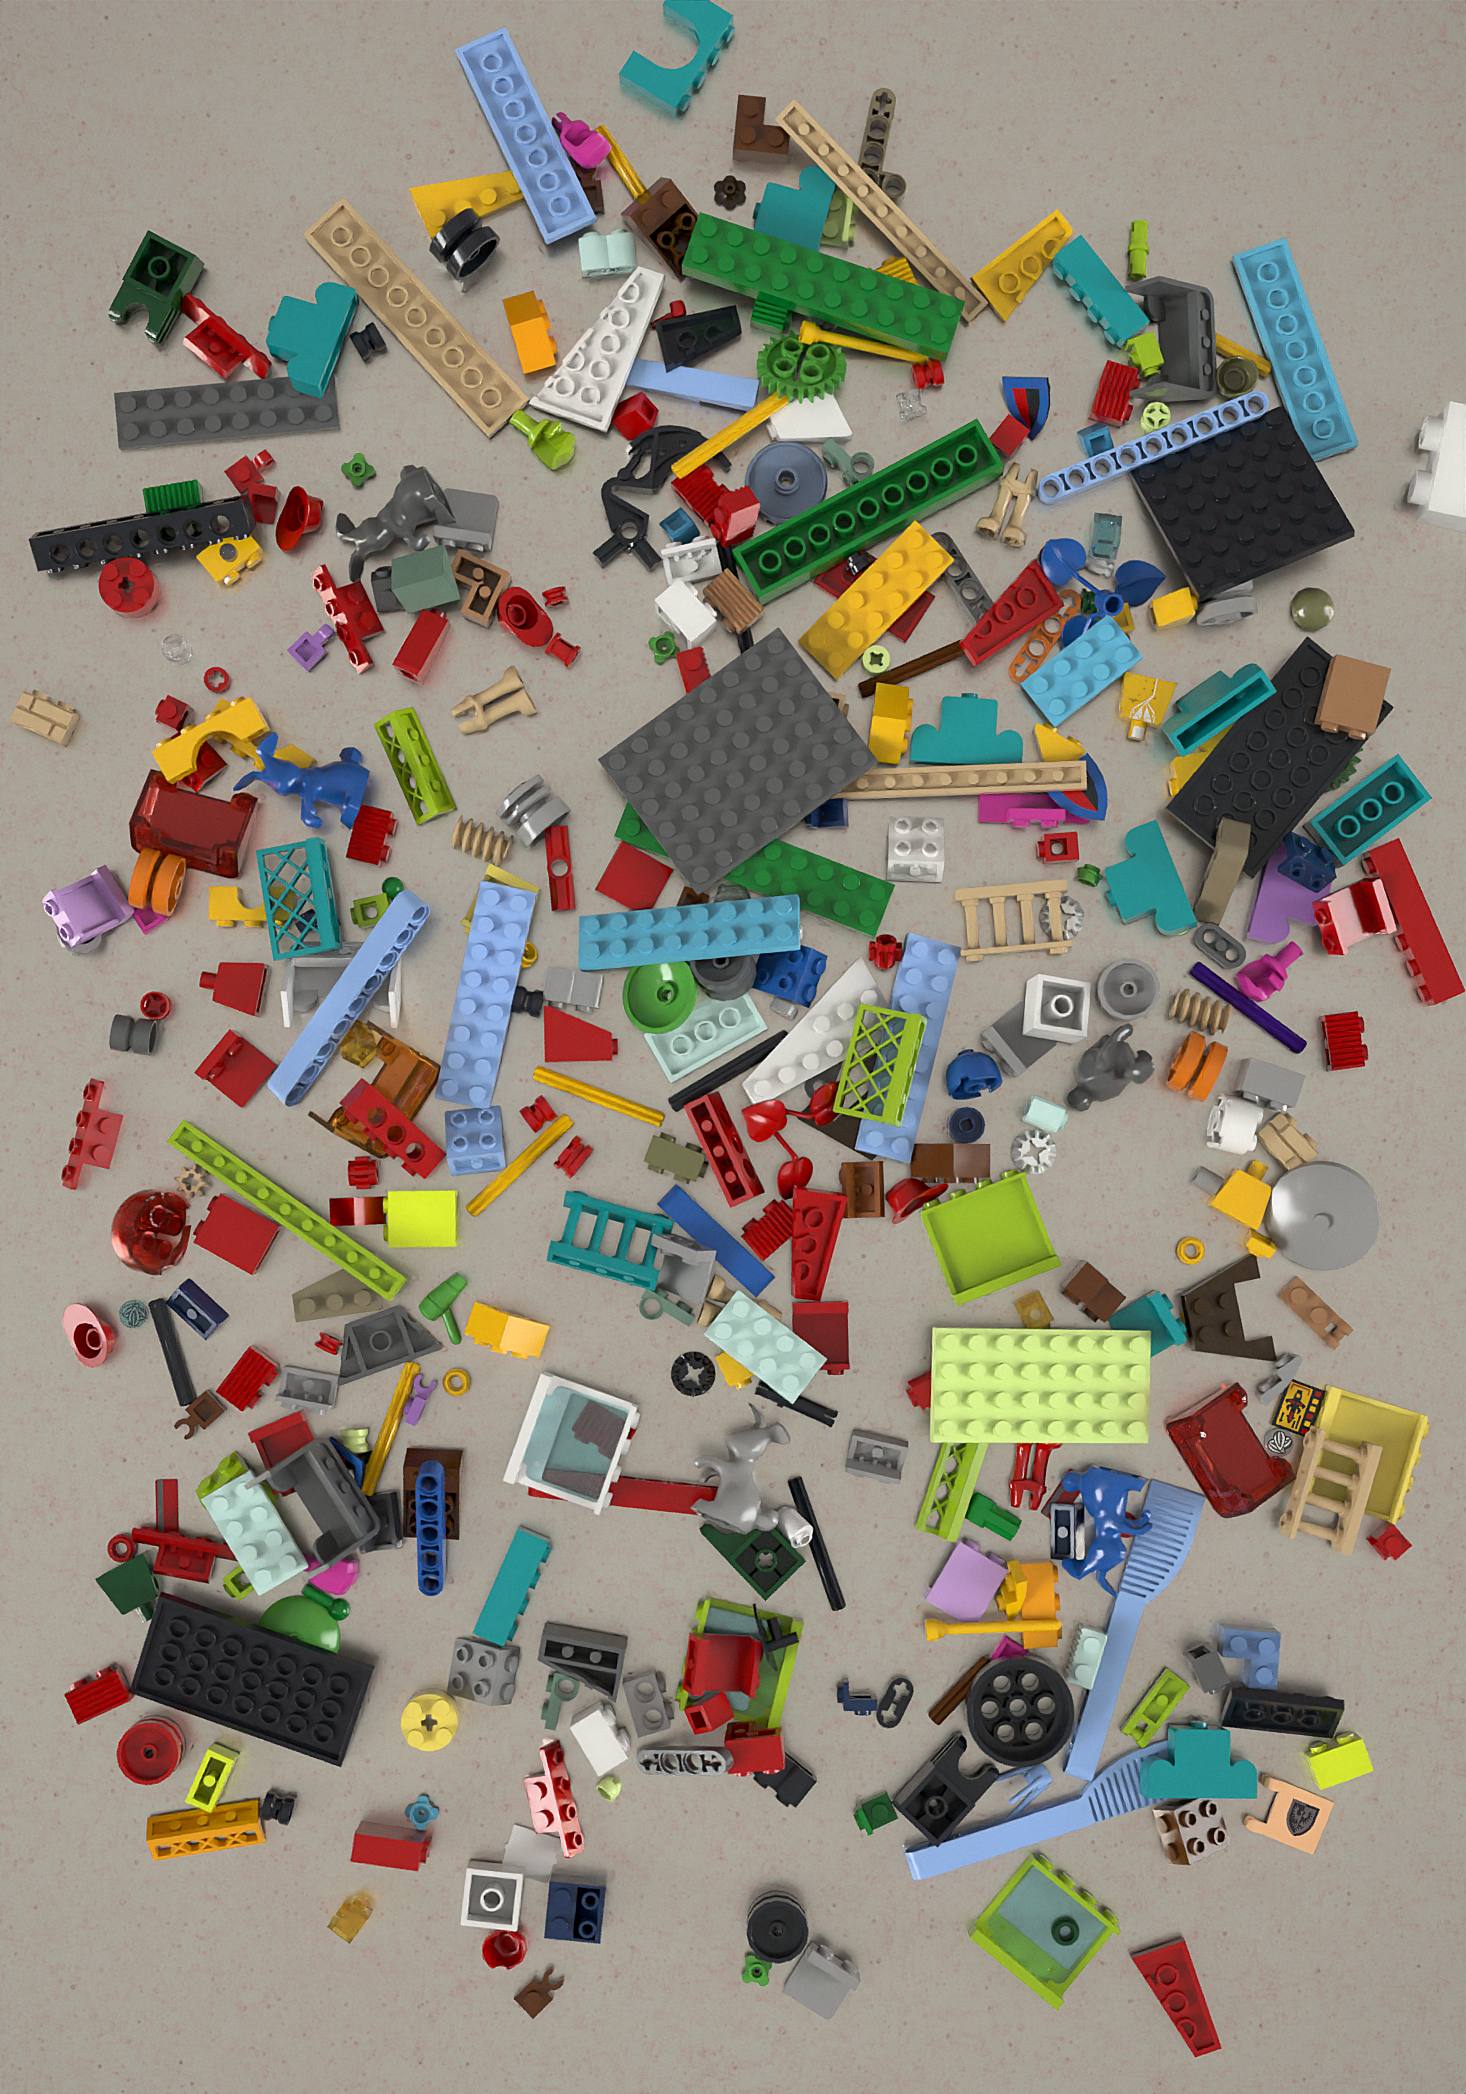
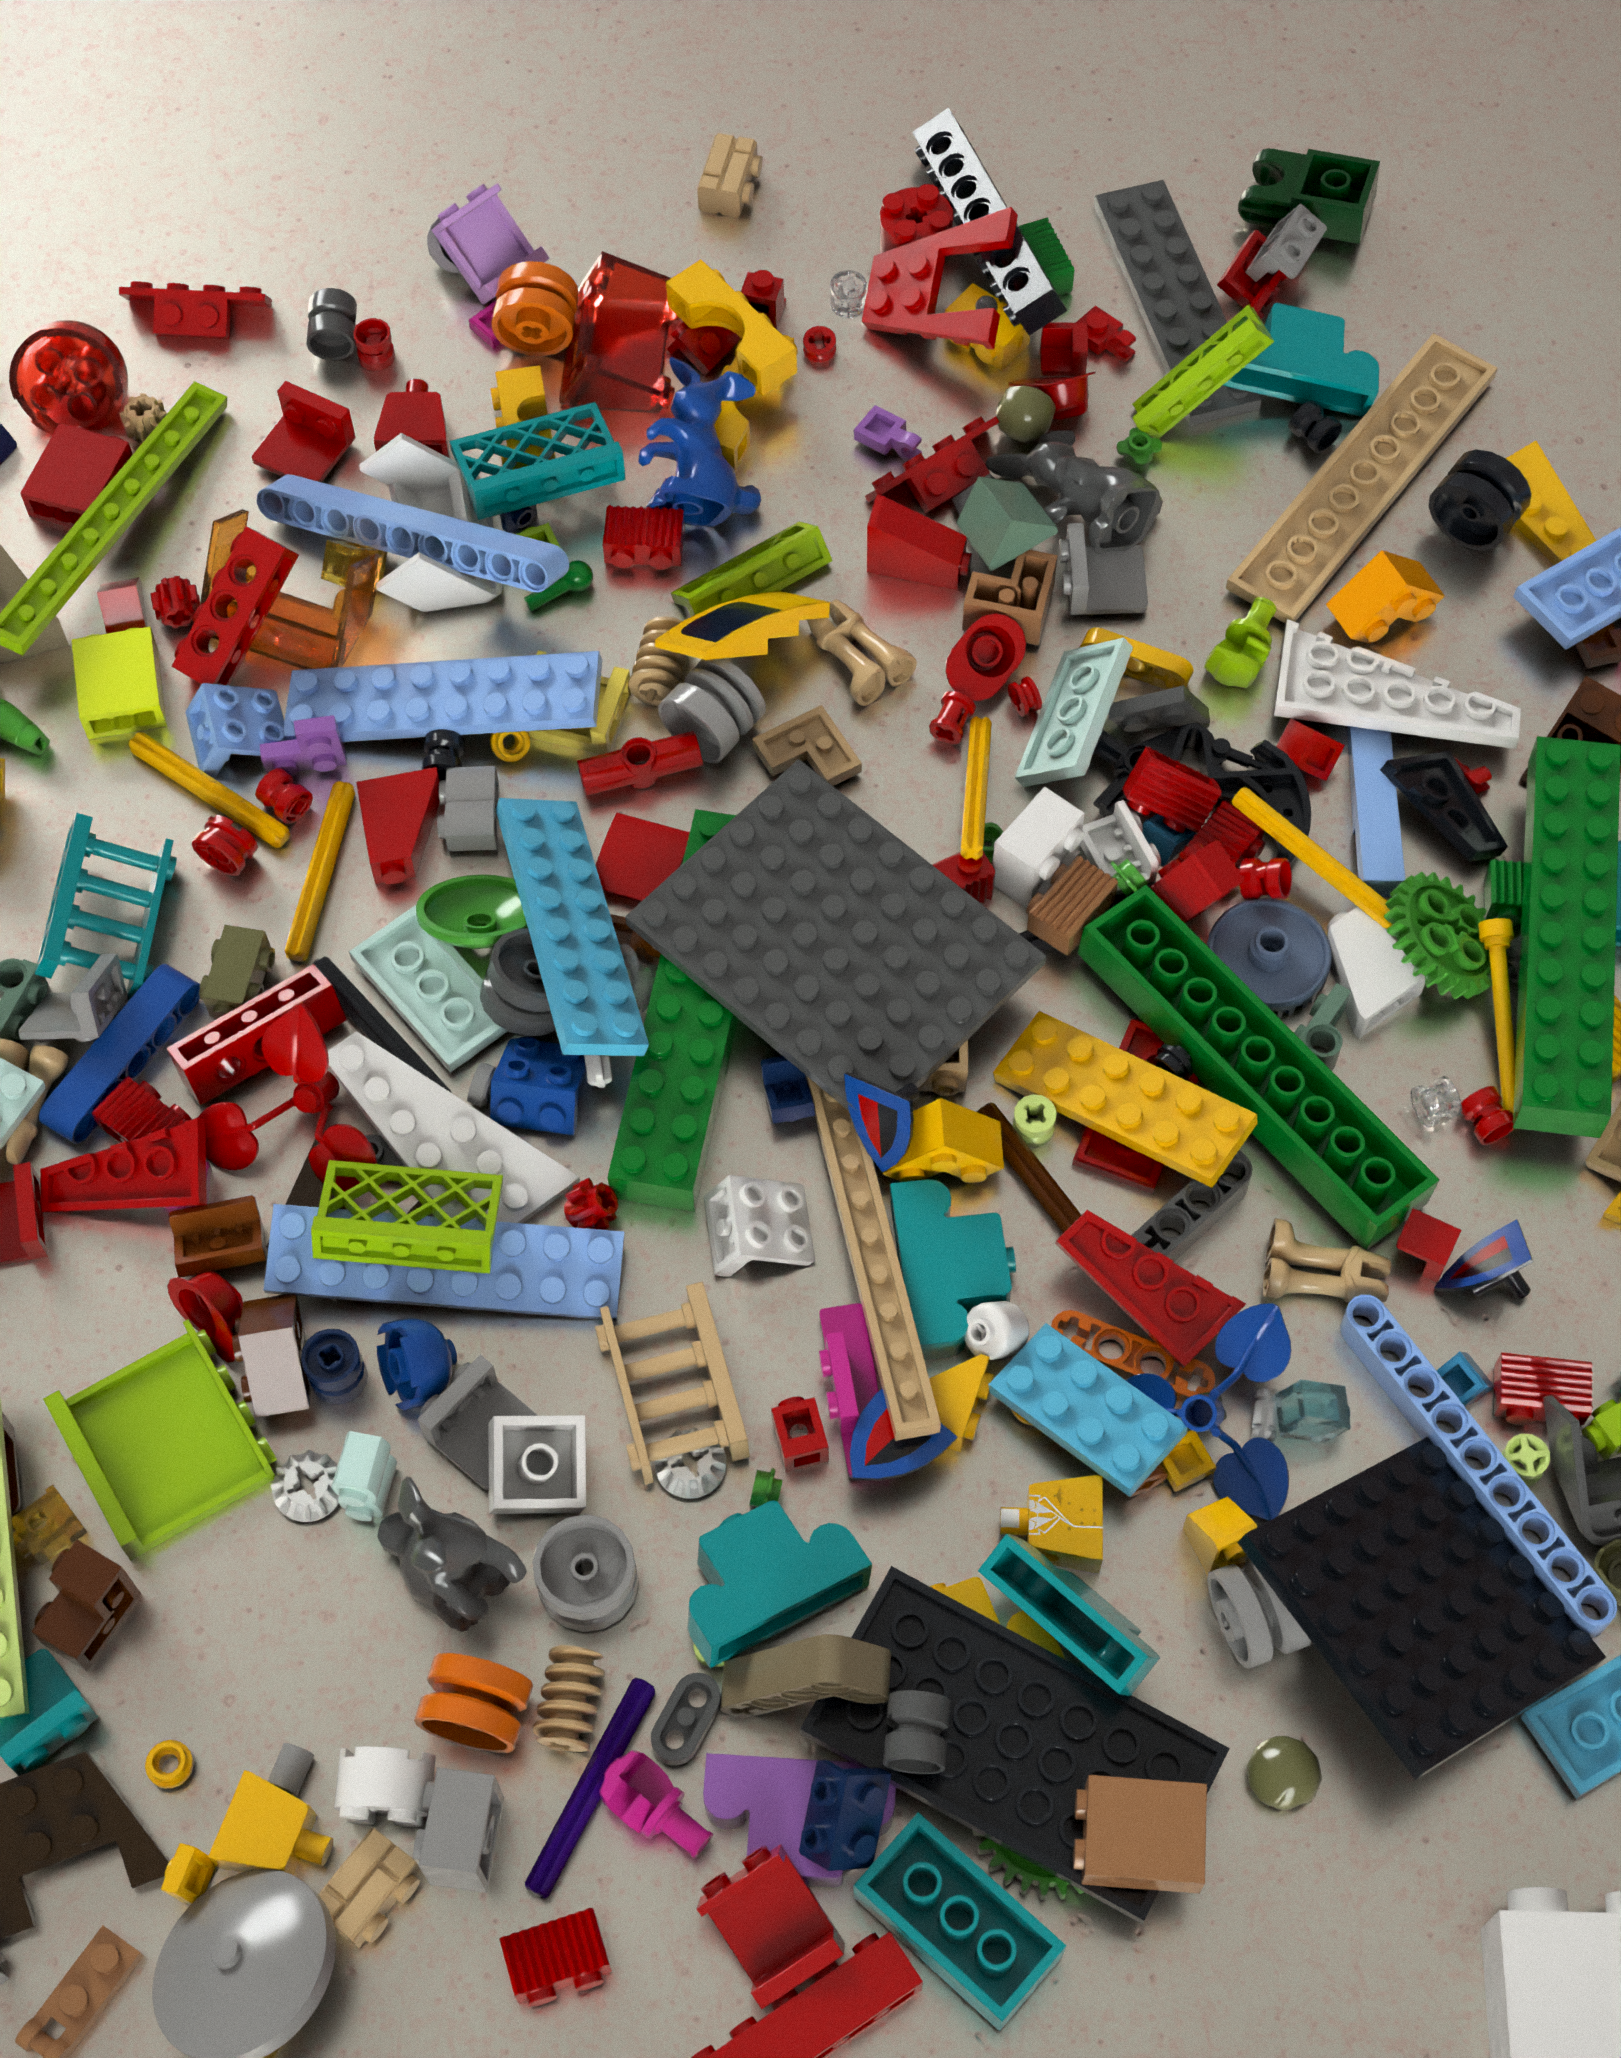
camera: 85 degrees right, 25 degrees down
(189, 606) = (908, 280): none -> wing
(210, 319) = (1288, 245): none -> light grey bracket
(321, 545) = (1025, 413): none -> olive hair
(329, 411) = (1201, 373): none -> lime fence
(474, 778) = (742, 625): none -> yellow slope
(510, 1085) = (316, 748): none -> medium lavender plate
(540, 514) = (1155, 665): none -> yellow beam
(561, 746) = (809, 738): none -> tan plate
(580, 566) = (1074, 713): none -> light aqua plate
(592, 501) = (1159, 709): none -> dark grey wing
(608, 253) = (1526, 678): light aqua brick -> none
(629, 645) = (976, 788): none -> yellow axle
(660, 515) = (1171, 791): none -> red brick
(721, 560) = (1128, 877): none -> bright green plate
(735, 470) = (1266, 878): none -> red wheel
(879, 755) = (881, 1118): none -> shield
(1018, 714) = (996, 1330): none -> white head
(1274, 811) = (916, 1738): none -> dark grey wheel

